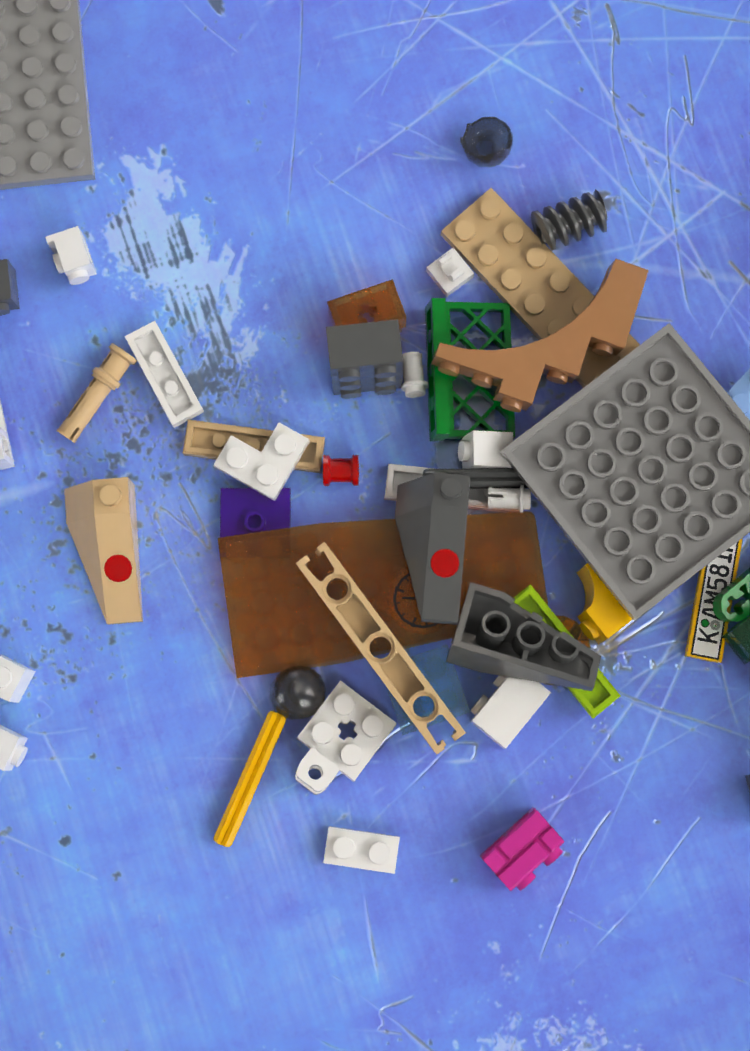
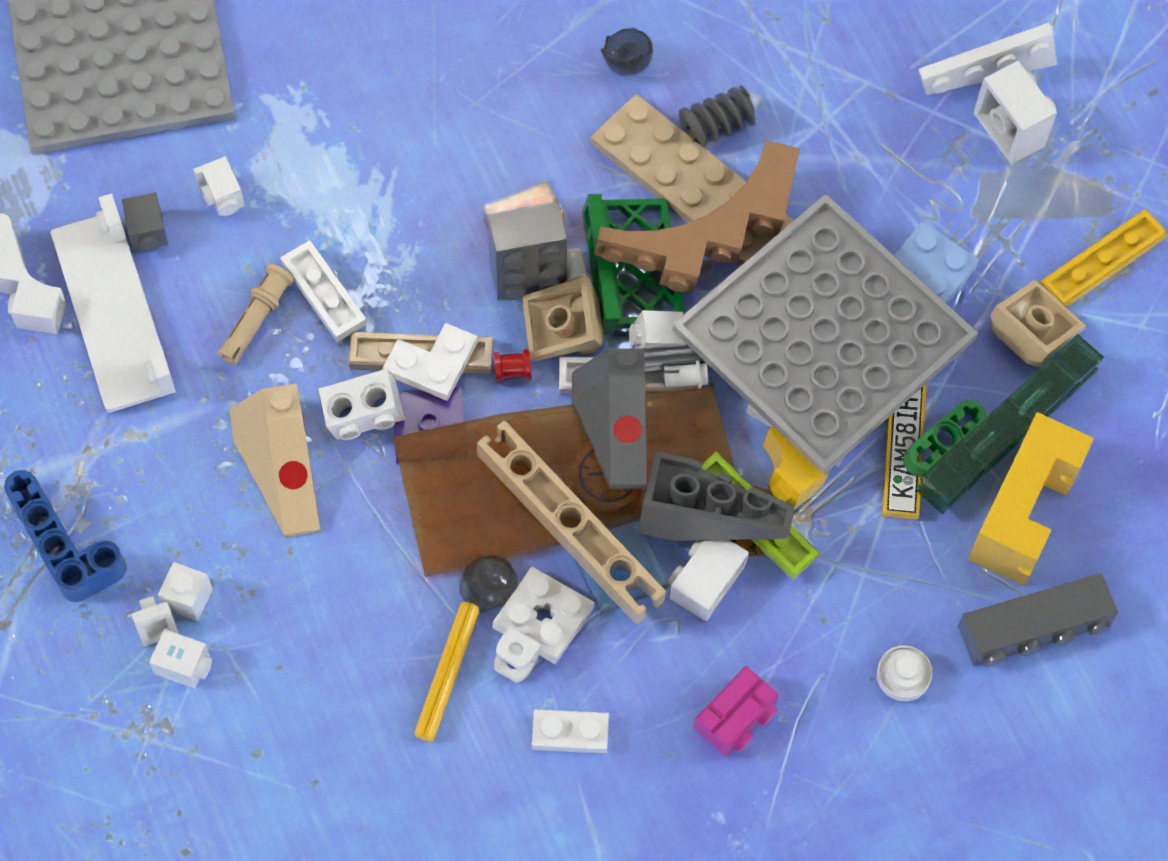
camera: 10 degrees left, 15 degrees down
(190, 492) = (361, 395): none -> white brick
(395, 427) = (563, 320): none -> tan slope
(449, 272) = (603, 174): white tile -> none
(688, 824) = (904, 673): none -> white plate

